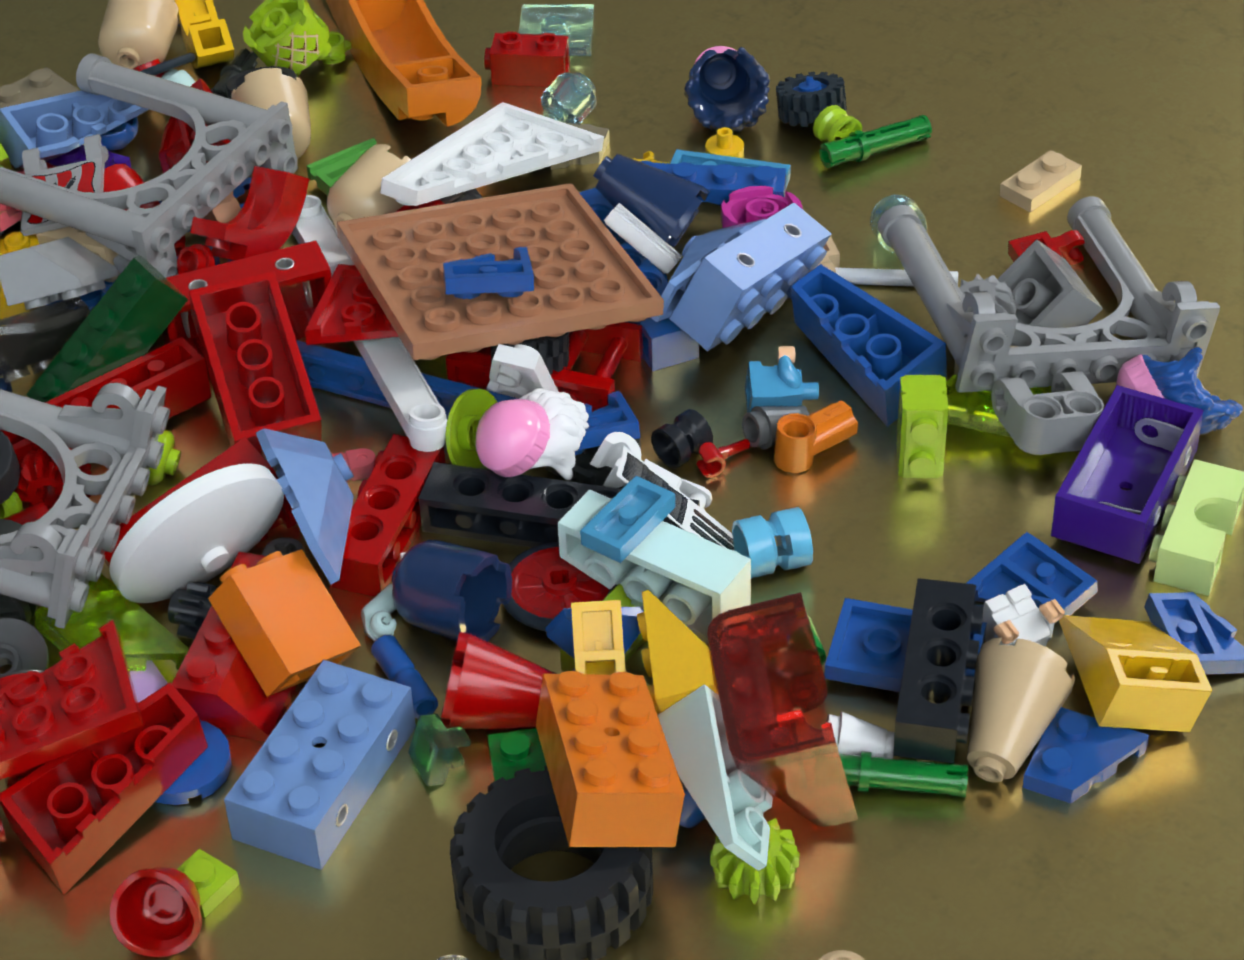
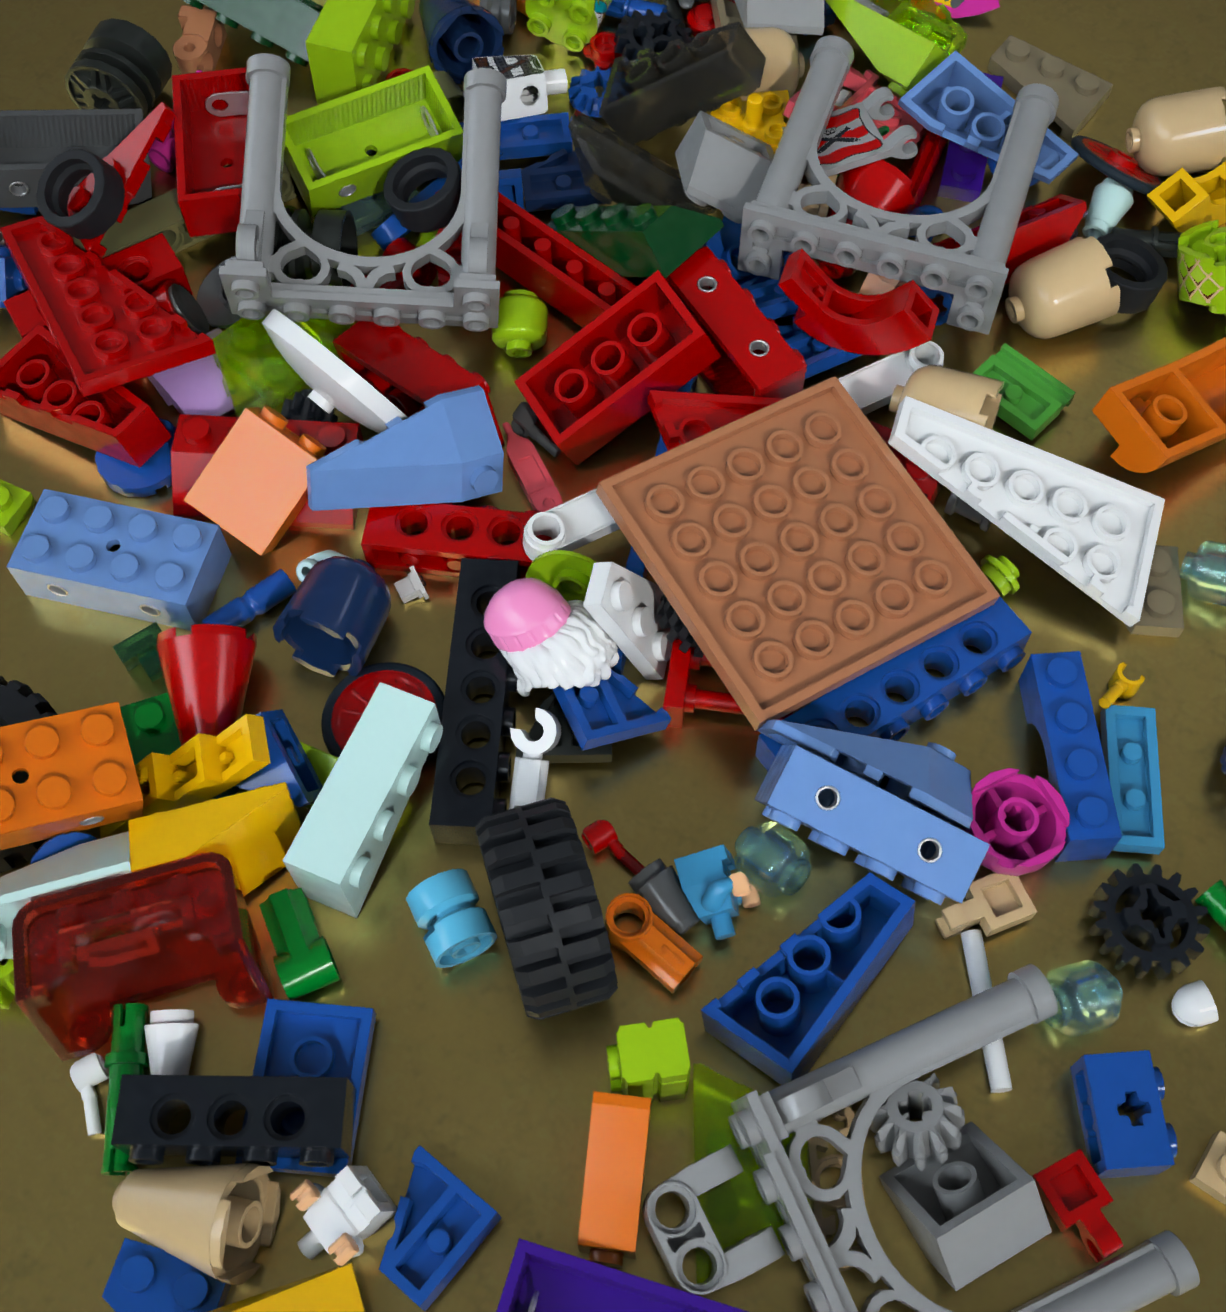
camera: 80 degrees right, 20 degrees up
(194, 258) = (767, 281): red plate -> none
(484, 275) = (740, 533): blue wing -> none
(628, 519) = (367, 745): dark azure plate -> none
(642, 238) = (931, 693): white tile -> none
(652, 195) = (1002, 687): dark blue cone -> none
(679, 440) = (618, 799): black wheel -> none
(686, 513) = (455, 796): sticker -> none
(725, 144) = (1190, 768): yellow tile -> none
(752, 345) = (773, 859): none -> clear light blue head
(786, 401) = (547, 908): none -> black tyre
(844, 184) = (1137, 939): none -> black gear
(873, 807) = (85, 1075): none -> white hand
(909, 177) = (1194, 1005): none -> white hinge
(984, 220) = (1111, 1140): none -> blue brick
(1002, 461) = (614, 1177): none -> orange slope

